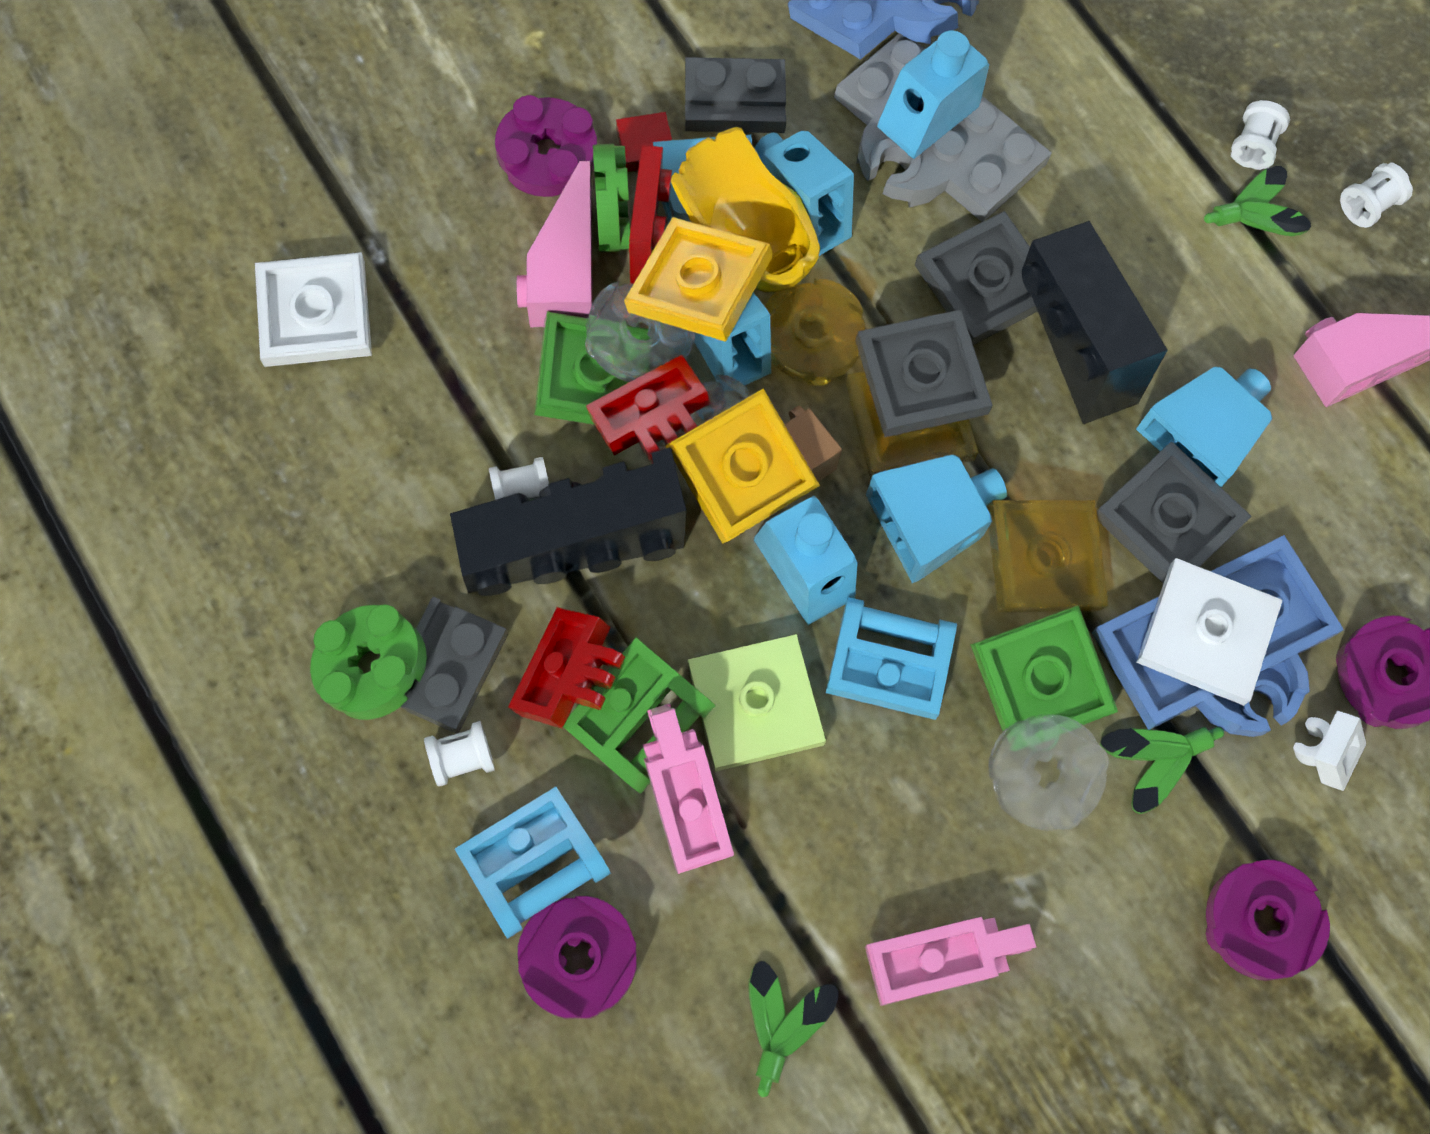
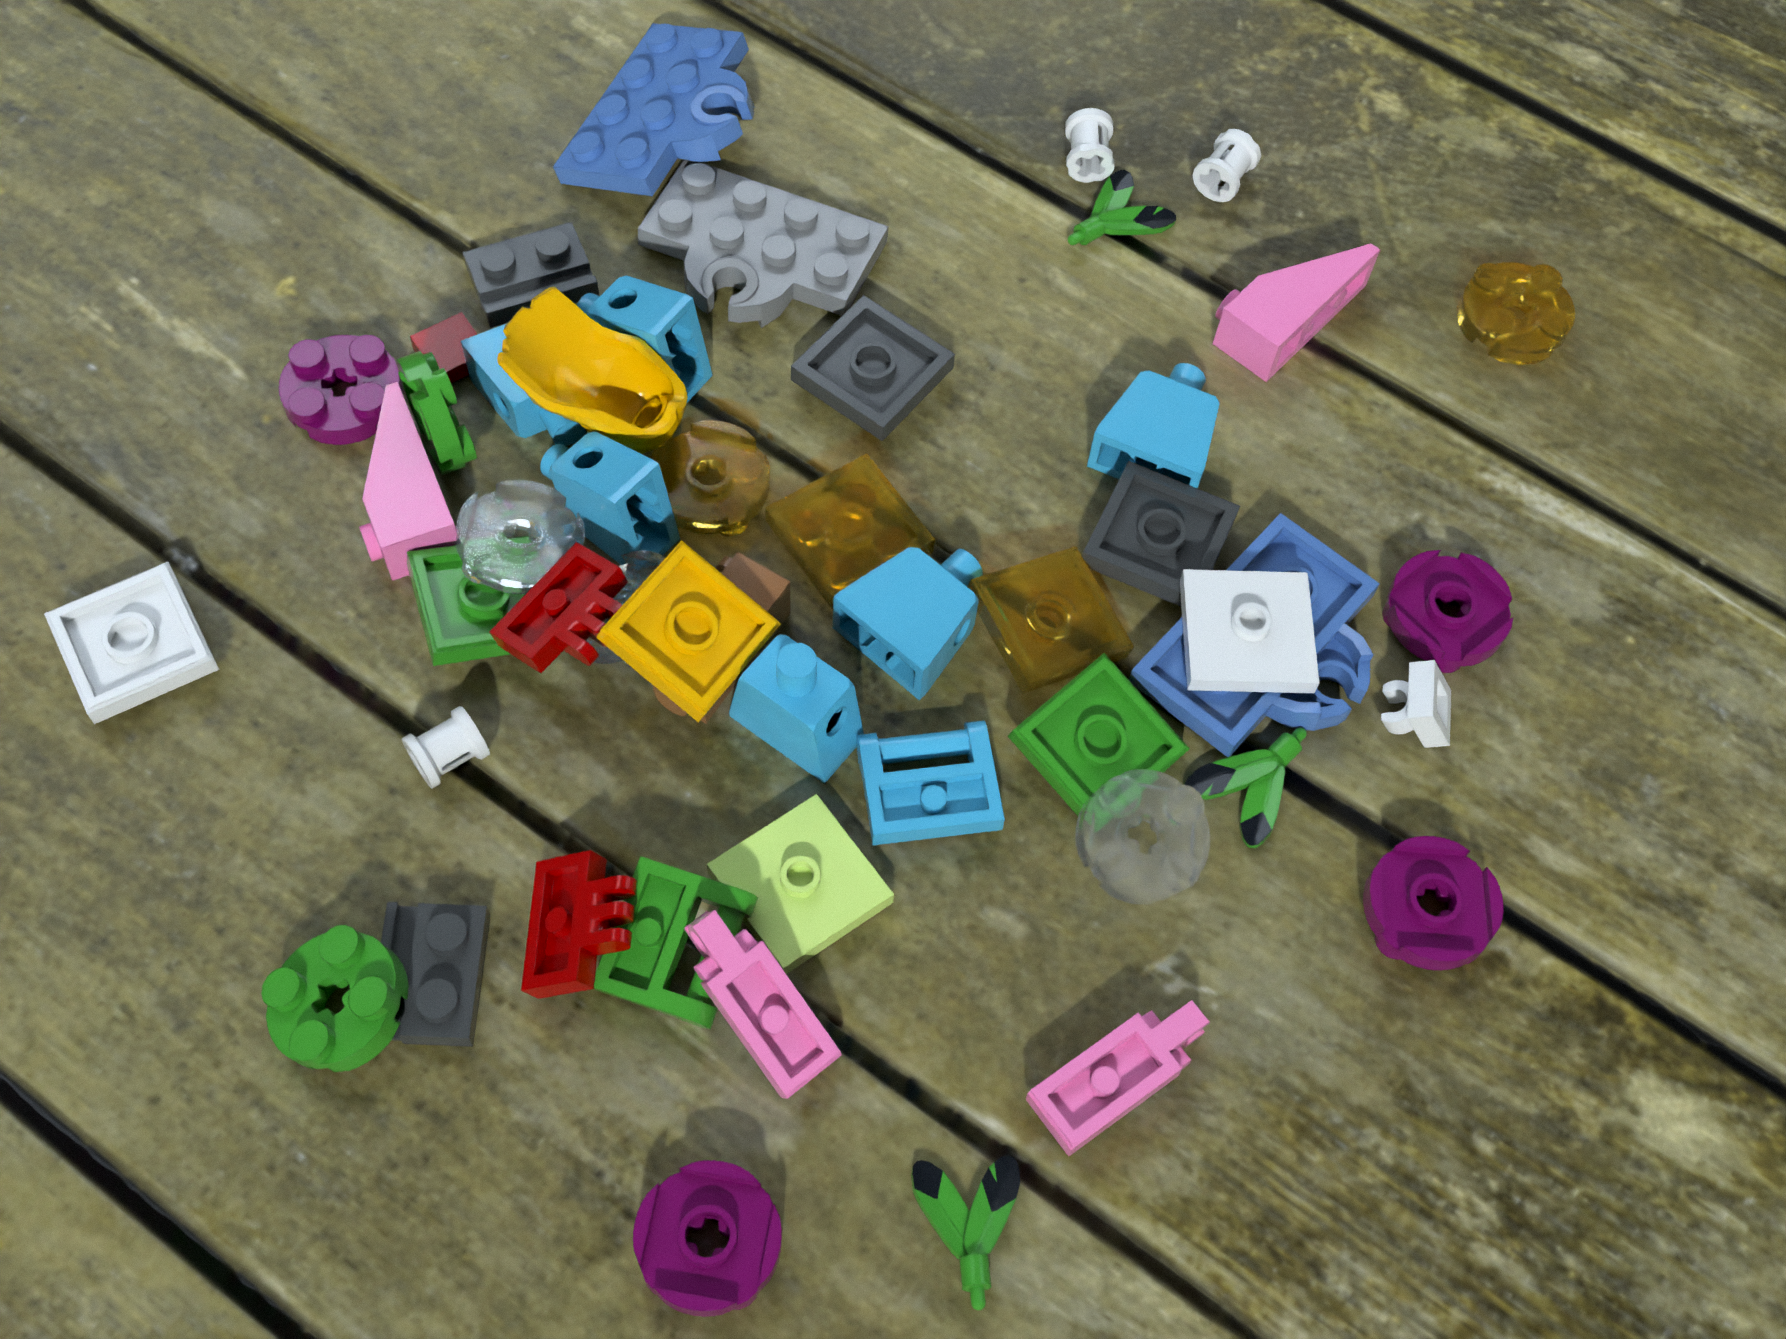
camera: 20 degrees left, 10 degrees down
(459, 754) = (484, 1062): white bush -> none
(523, 846) = (598, 1136): medium azure plate -> none
(572, 527) = (522, 766): black wedge -> none
(646, 225) = (489, 423): red plate -> none
(699, 278) = (566, 453): yellow plate -> none
(923, 373) = (845, 476): dark grey plate -> none
(949, 82) = (748, 181): medium azure torso -> none
(1092, 321) = (1000, 369): black wedge -> none

